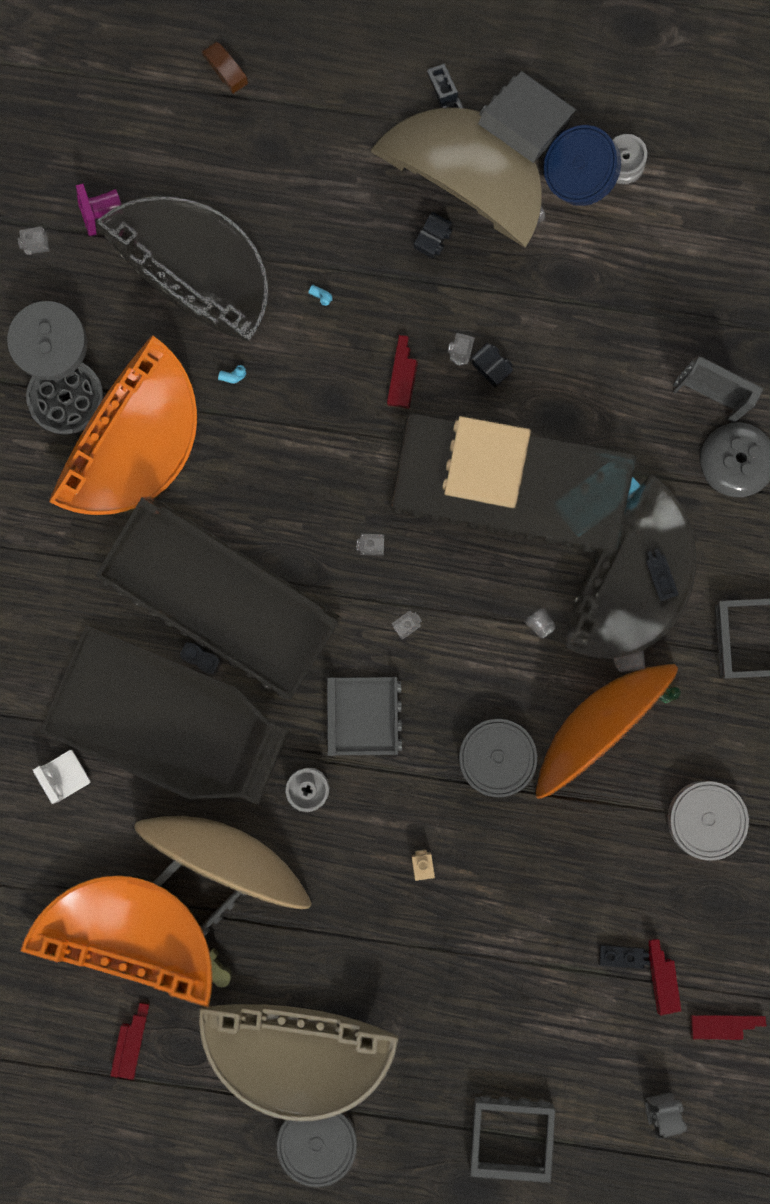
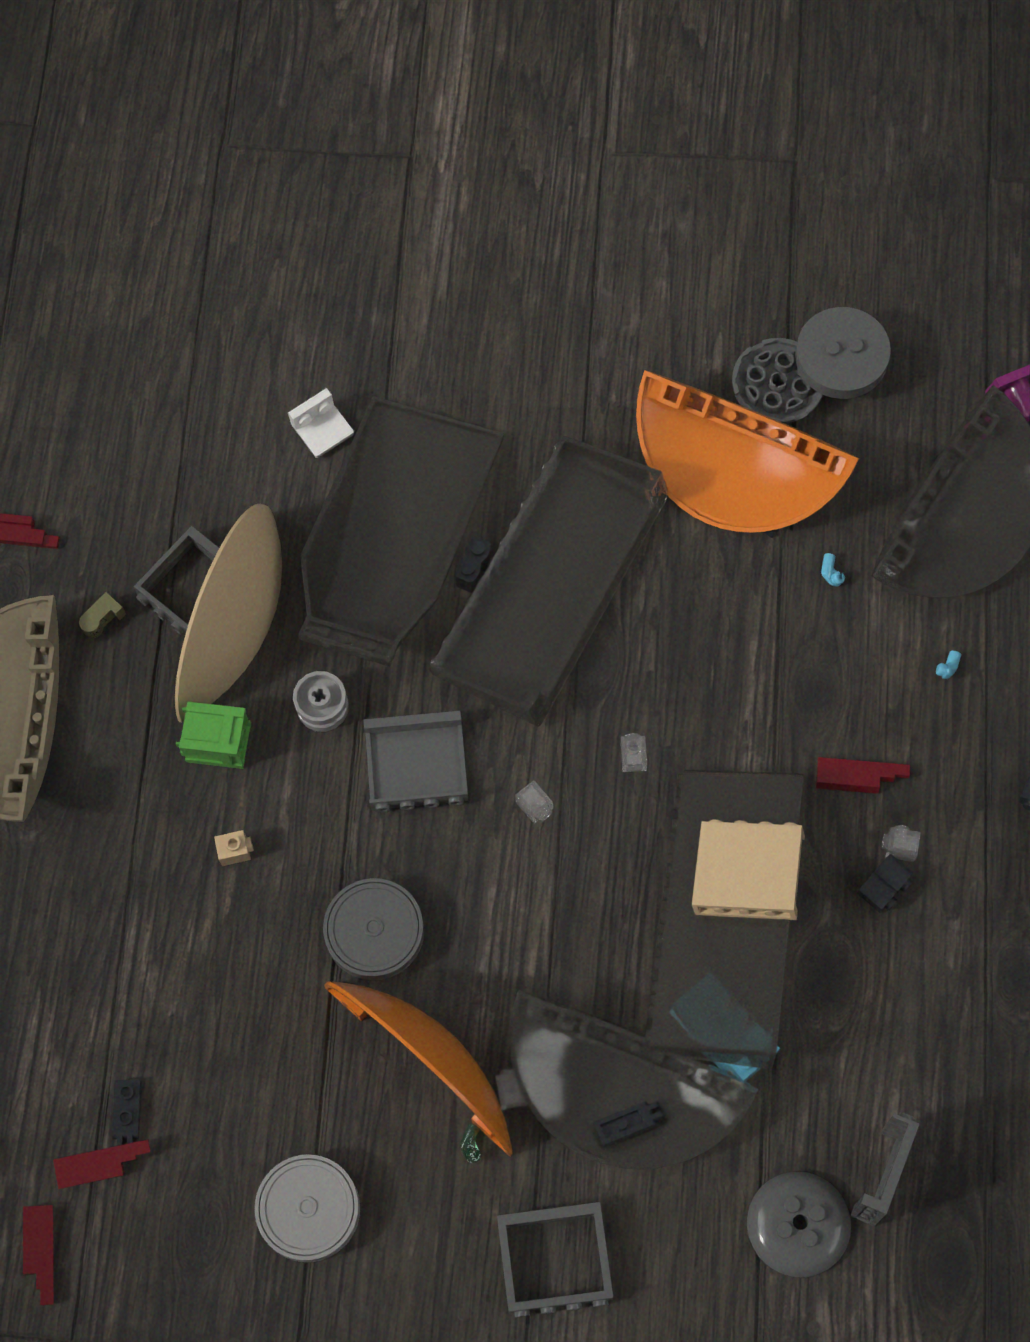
camera: 90 degrees right, 15 degrees down
(33, 240) = (967, 329): clear brick -> none
(127, 932) = (141, 510): orange brick -> none
(330, 877) = (214, 735): none -> bright green container
(540, 623) = (551, 971): clear piece -> none

